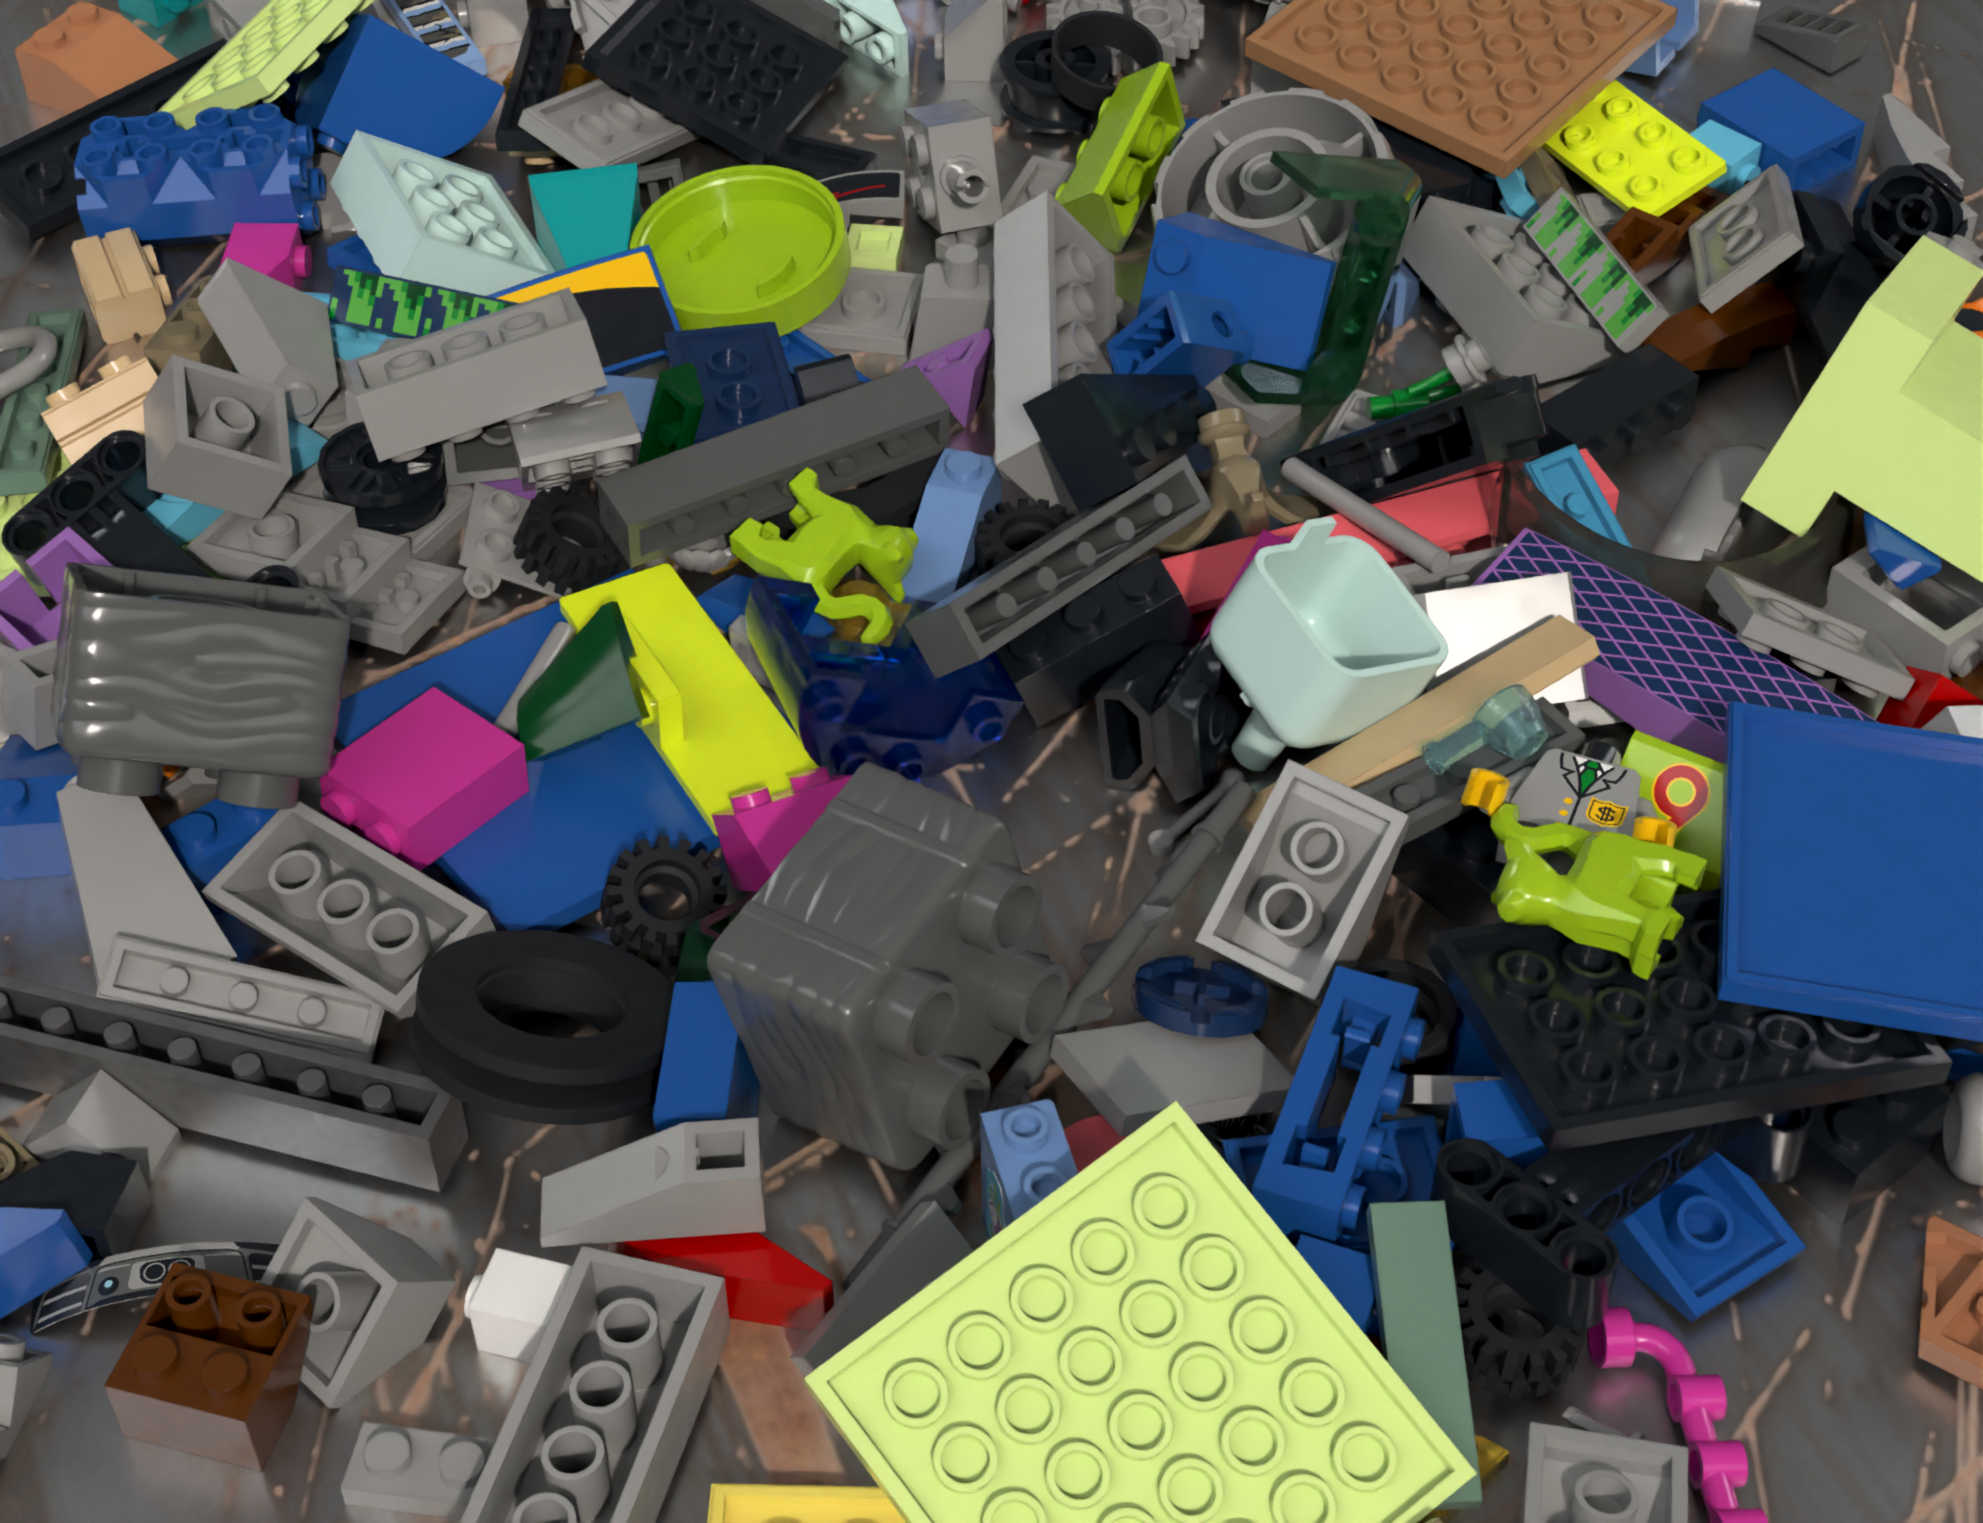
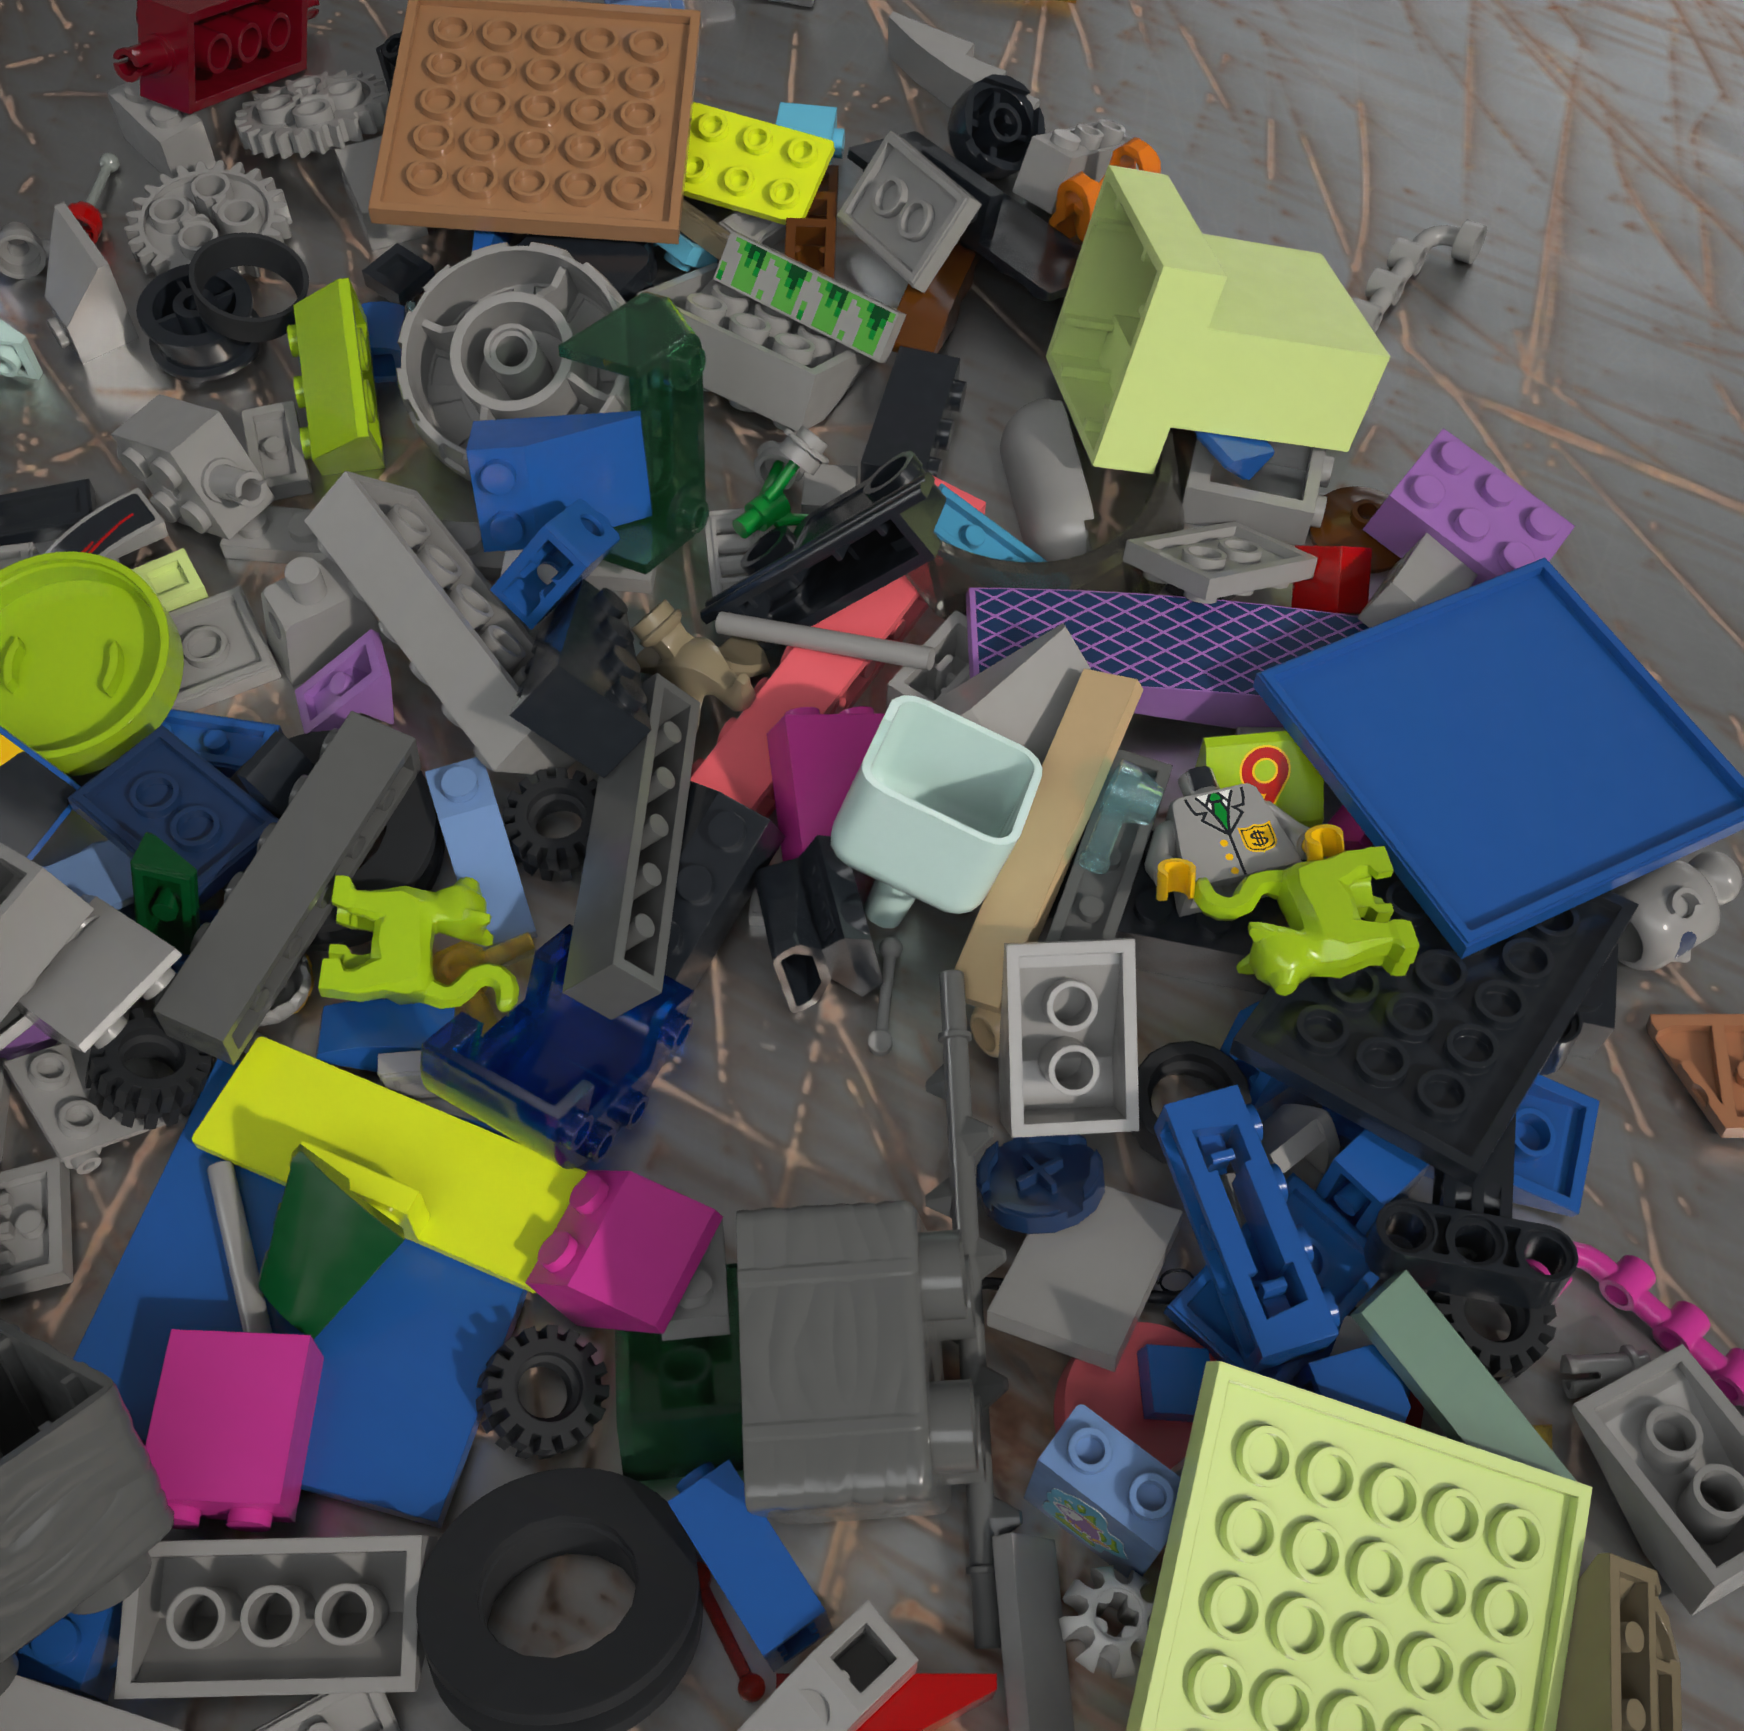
camera: 40 degrees left, 15 degrees up
(1795, 125) = (833, 74): blue brick -> none

